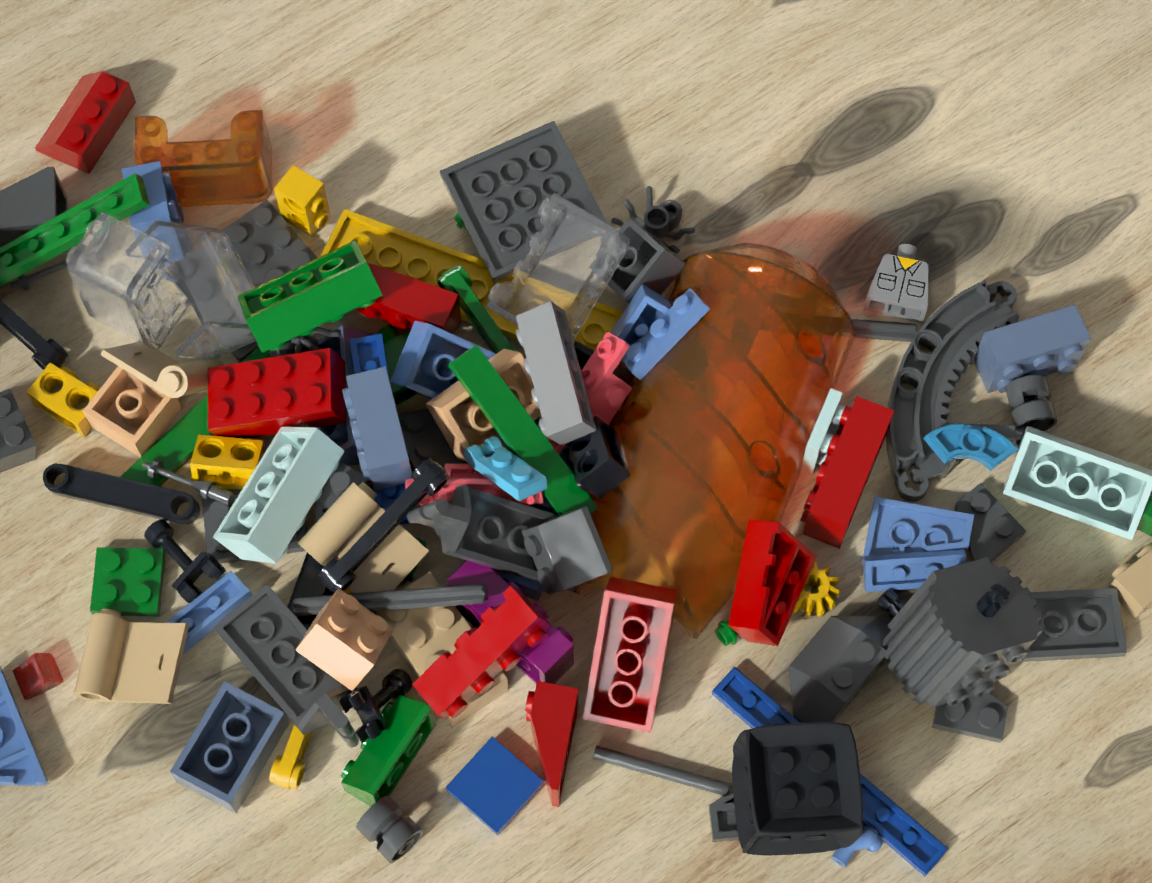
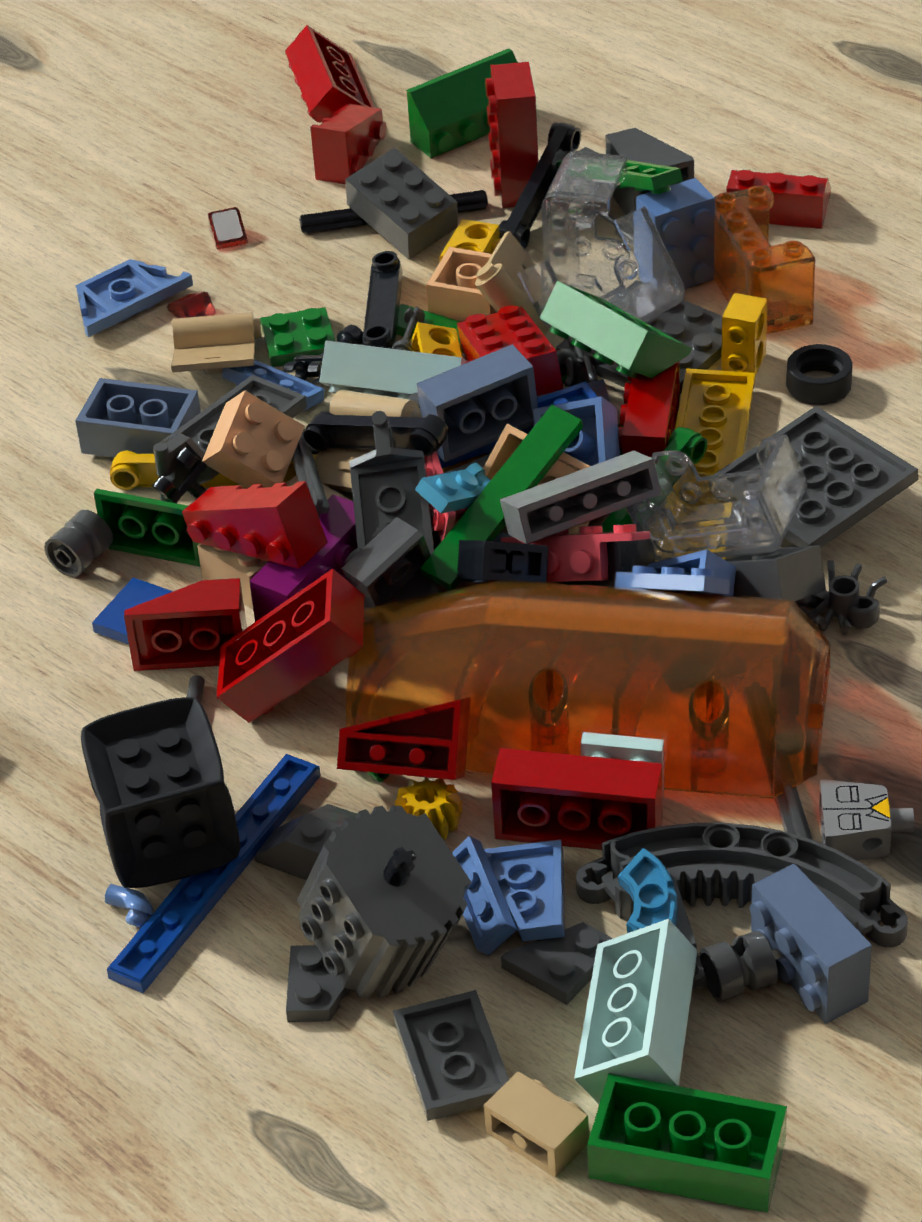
camera: 80 degrees right, 25 degrees down
(358, 140) = (820, 358): none -> black tyre

